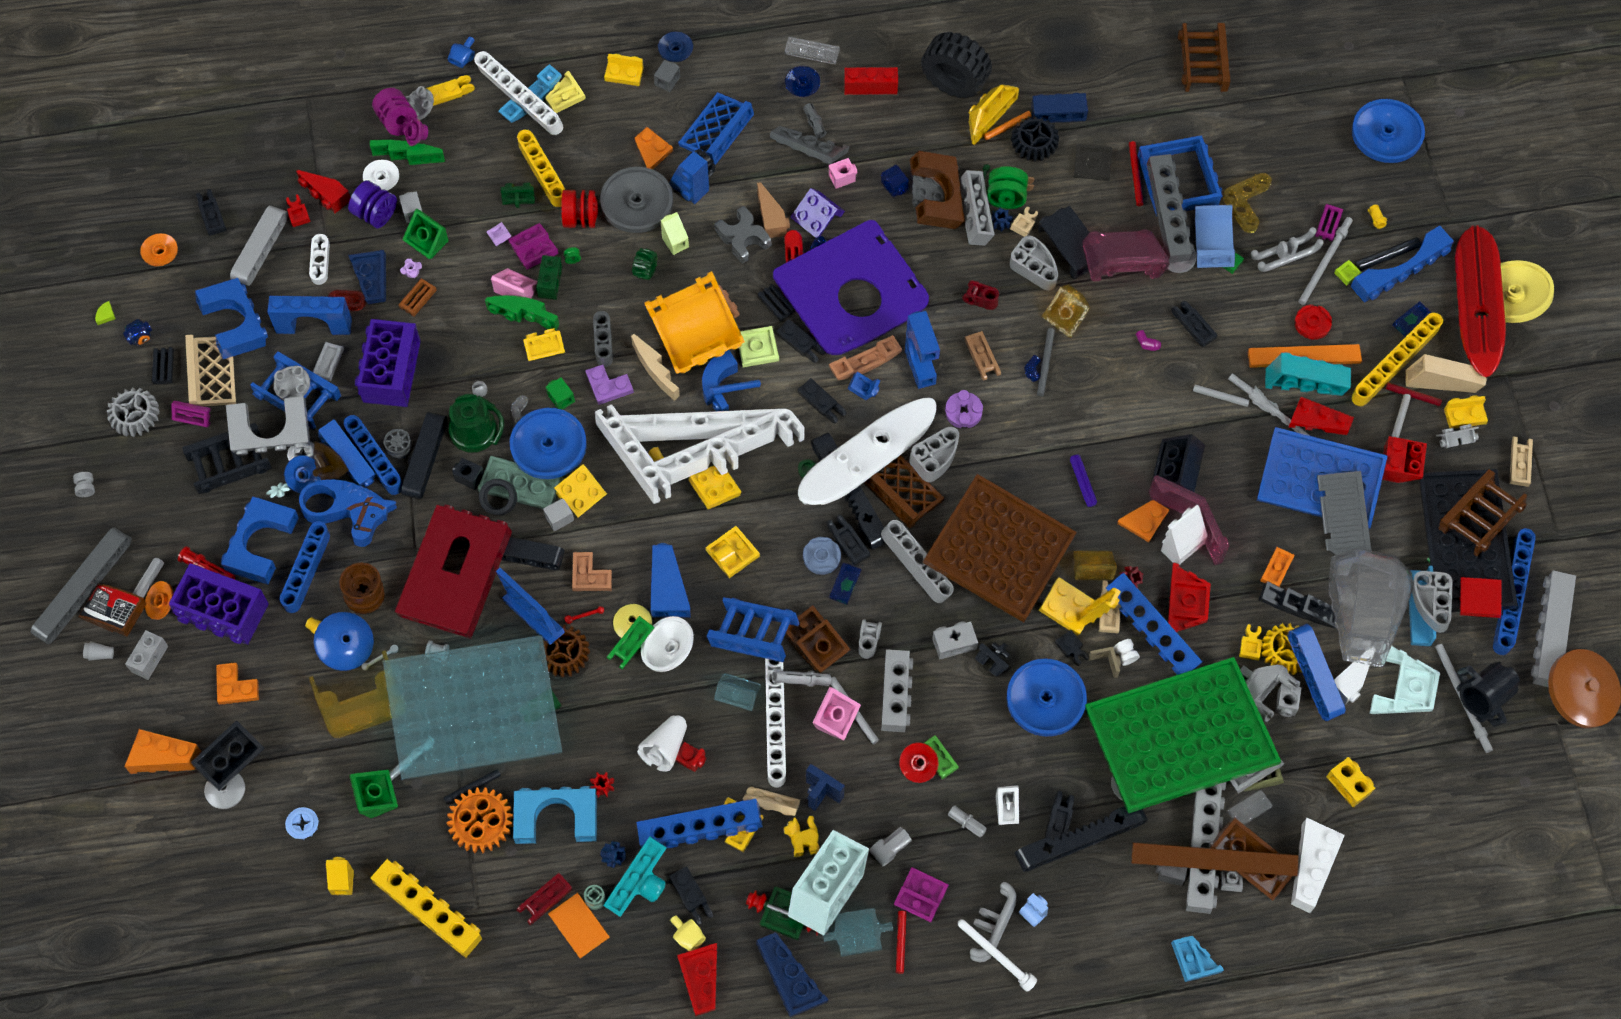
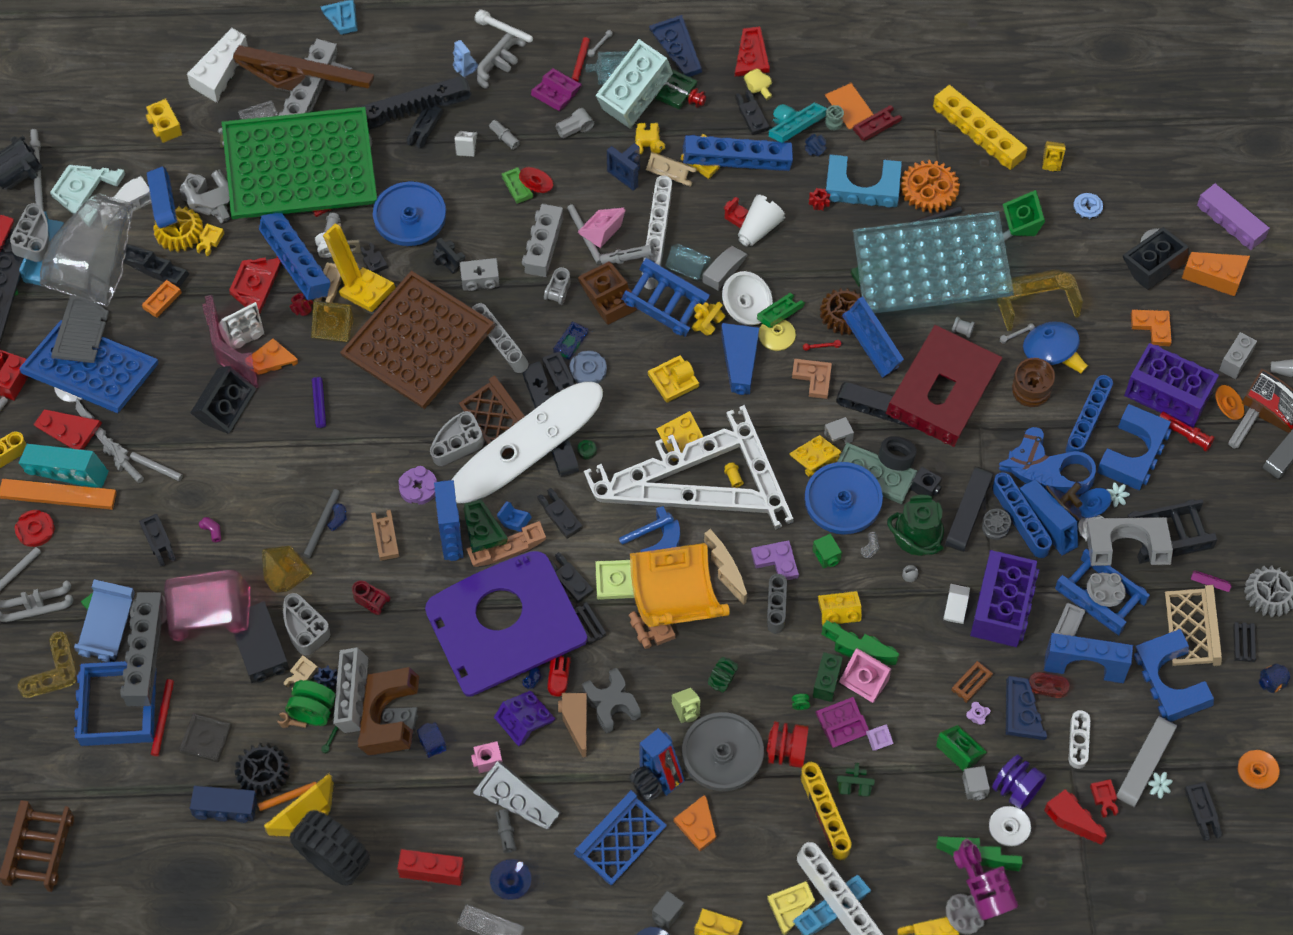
camera: 170 degrees left, 5 degrees down
(139, 828) = (1233, 216): none -> medium lavender brick
(248, 228) = (1160, 784): none -> light aqua plant
(433, 367) = (956, 603): none -> white slope
(696, 686) = (723, 267): none -> light grey slope
(708, 620) = (705, 314): none -> yellow hips
(890, 956) = (591, 52): none -> light grey hinge
(891, 369) = (482, 527): none -> dark green wing
(1127, 679) = (331, 219): none -> light grey pin

